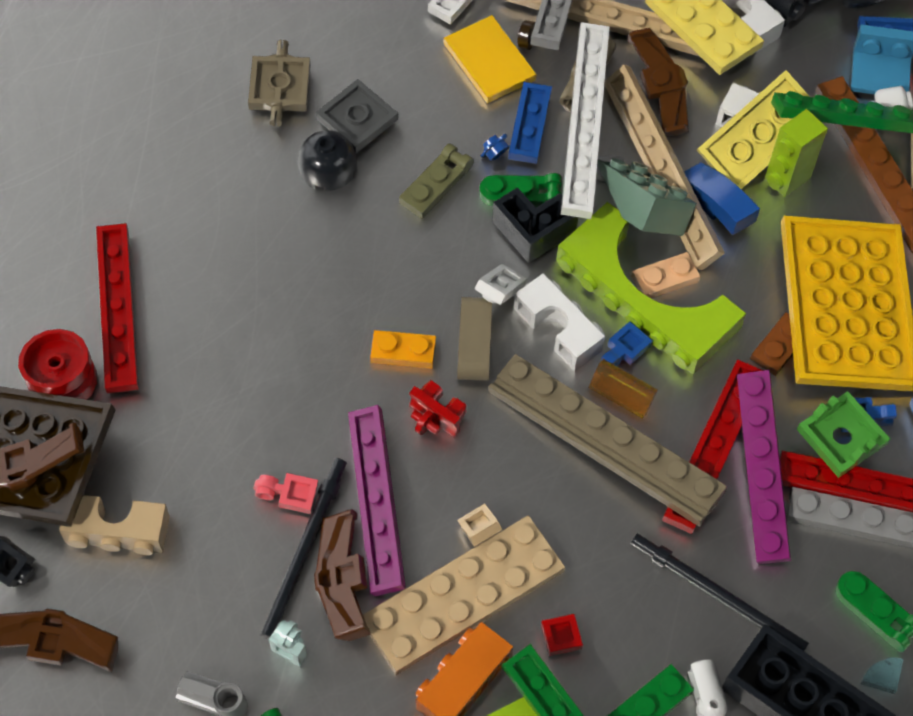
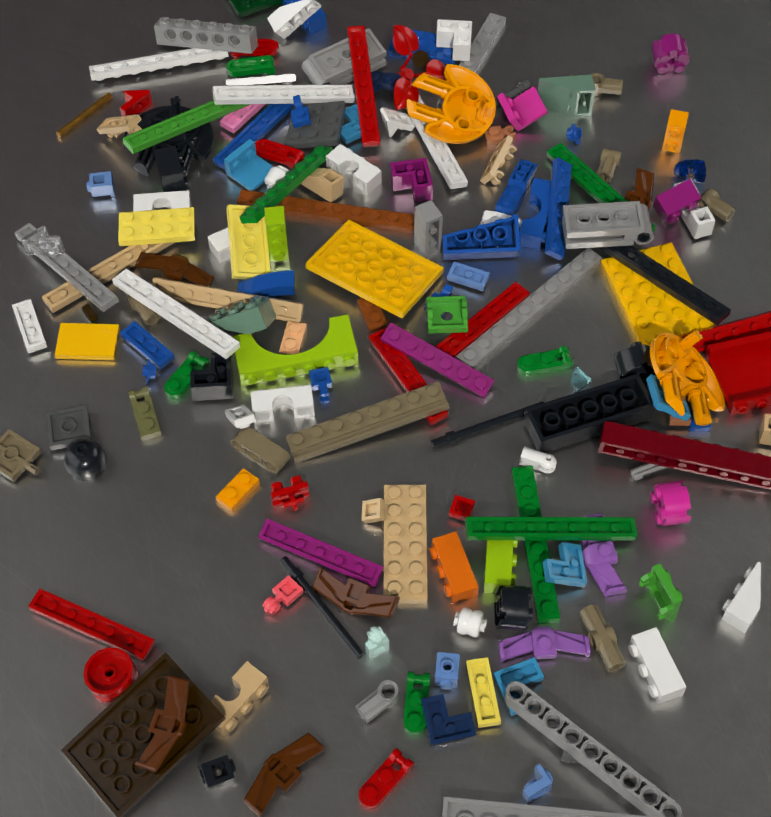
camera: 55 degrees left, 5 degrees down
(623, 388) = (345, 397): clear orange tile -> none

